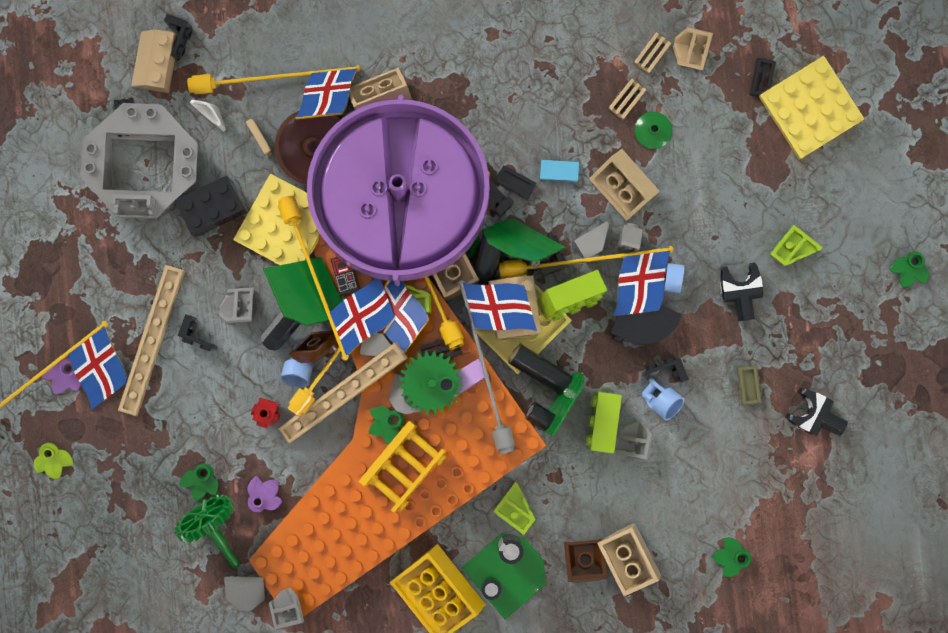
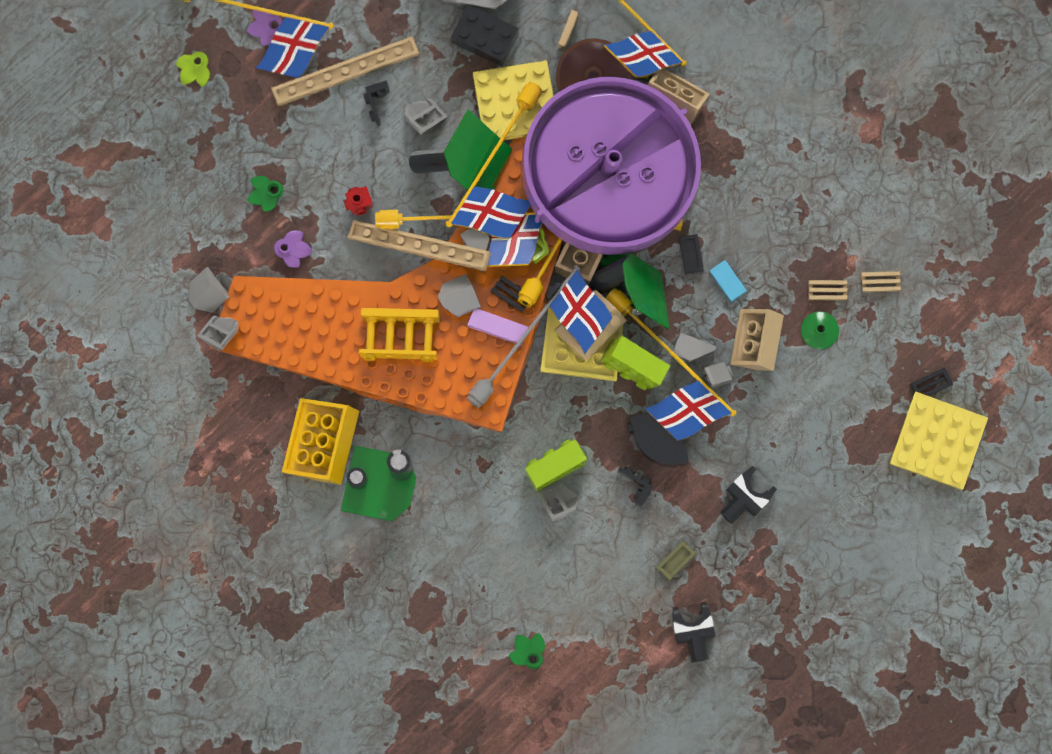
camera: 50 degrees right, 5 degrees down
(205, 520) = (241, 217): green gear -> none
(296, 373) = (408, 199): light blue piece -> none
(315, 347) = (438, 197): reddish brown slope -> none
(345, 277) = (510, 178): black tile -> none
(383, 424) = (420, 295): green plate -> none
(424, 380) = (478, 297): green gear -> none
(498, 201) = (665, 250): black bracket -> none
(515, 509) = (432, 451): lime wing -> none
(553, 377) = (558, 394): black piece -> none
(558, 256) = (641, 332): black bracket -> none
(584, 561) = (434, 536): reddish brown slope -> none
(629, 559) = (463, 568): tan slope -> none
(667, 403) = (610, 504): light blue piece -> none
(673, 278) = (713, 434): light blue piece -> none
(692, 47) = (909, 309): tan slope -> none
(794, 247) = (814, 511): lime wing -> none
(909, 272) = (868, 619): green plate -> none

